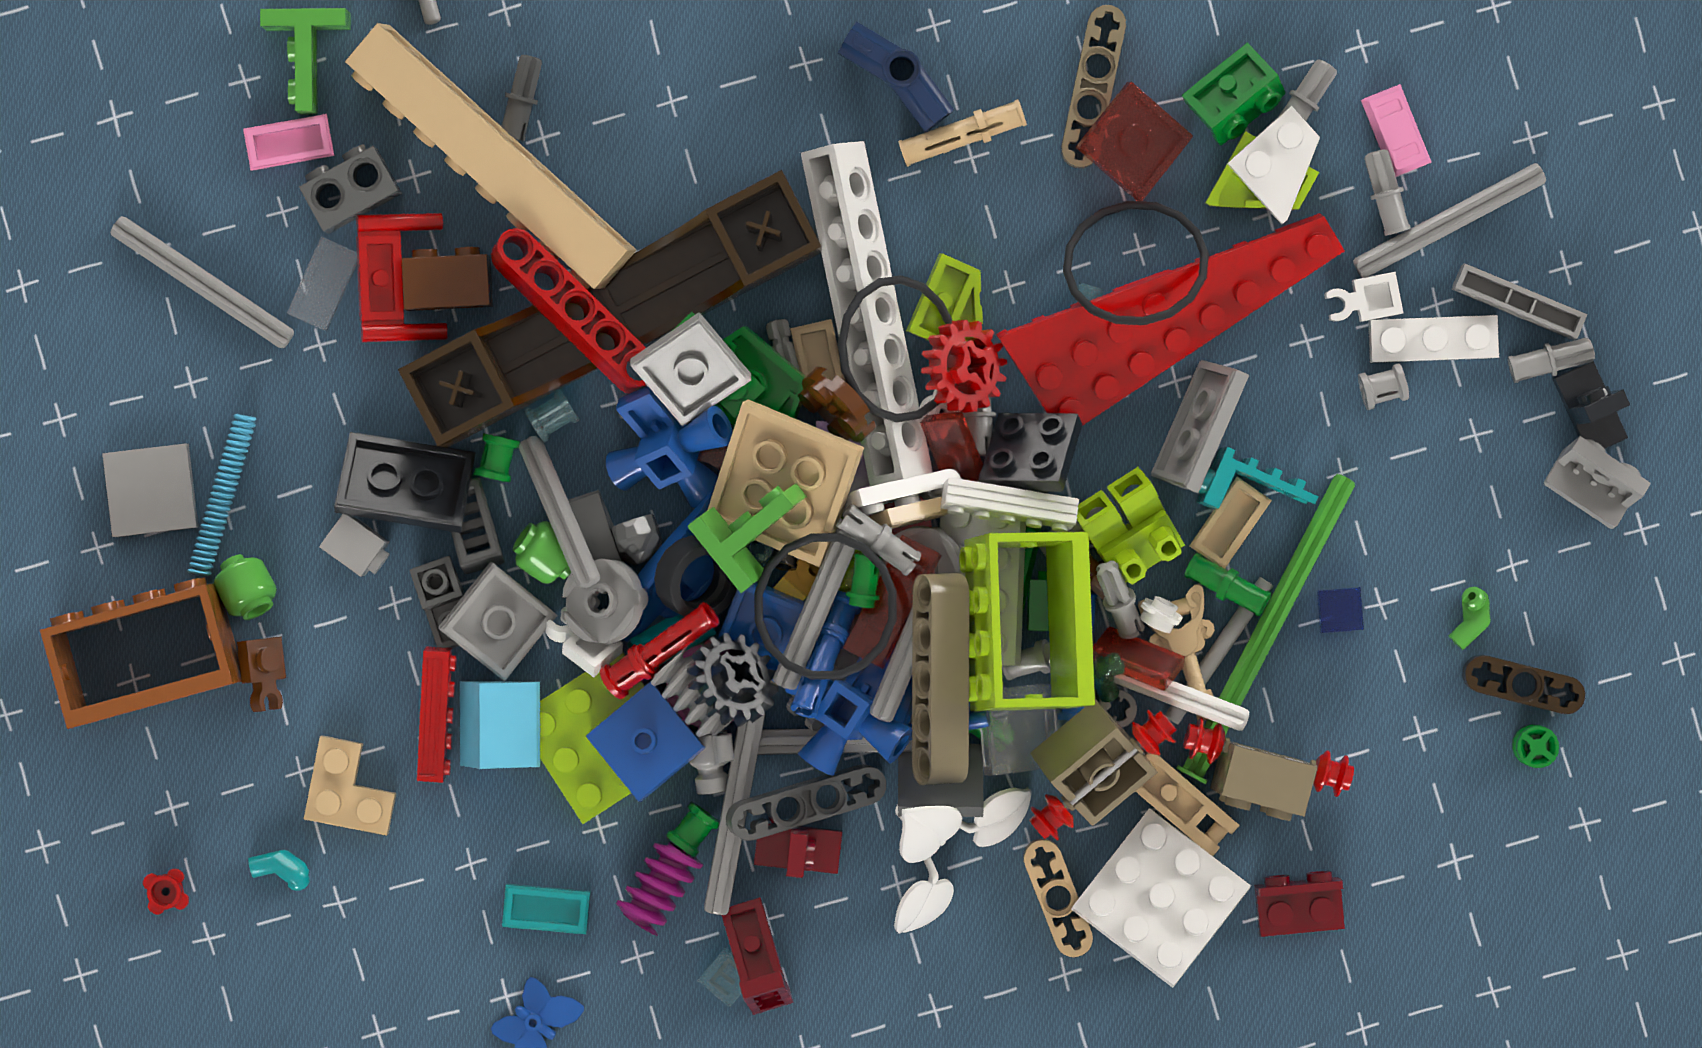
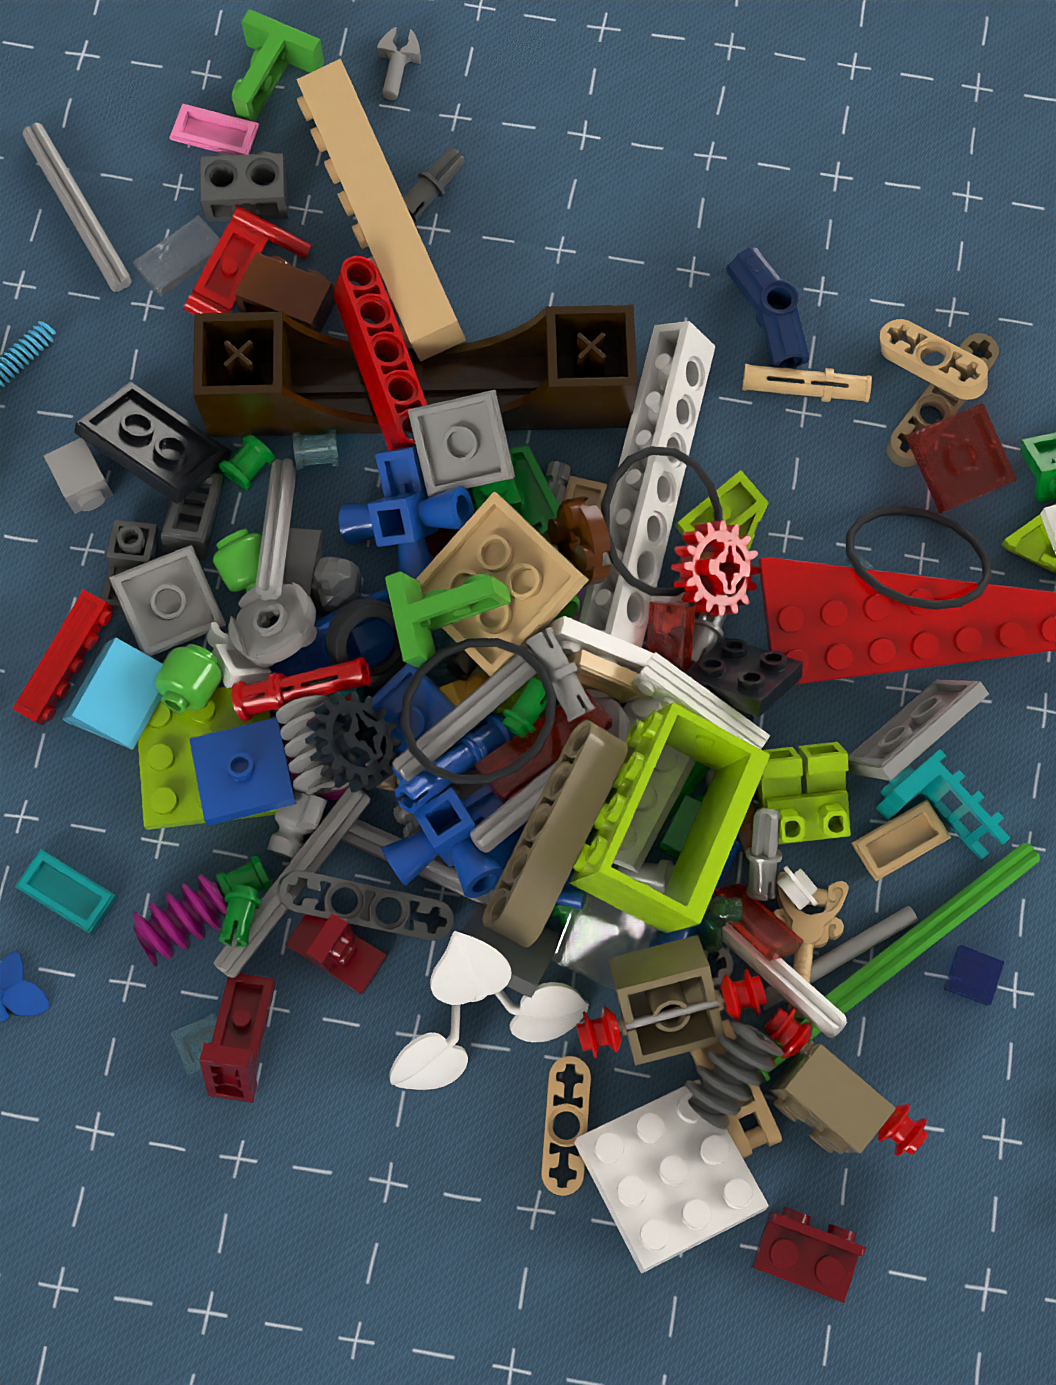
camera: 20 degrees right, 15 degrees down
(558, 686) = (188, 678): none -> bright green head
(707, 862) = (239, 914): none -> green pin
(1094, 75) = (940, 375): none -> tan beam
(1175, 799) = (732, 1074): none -> dark grey piece
(1227, 584) = (874, 895): green pin -> none

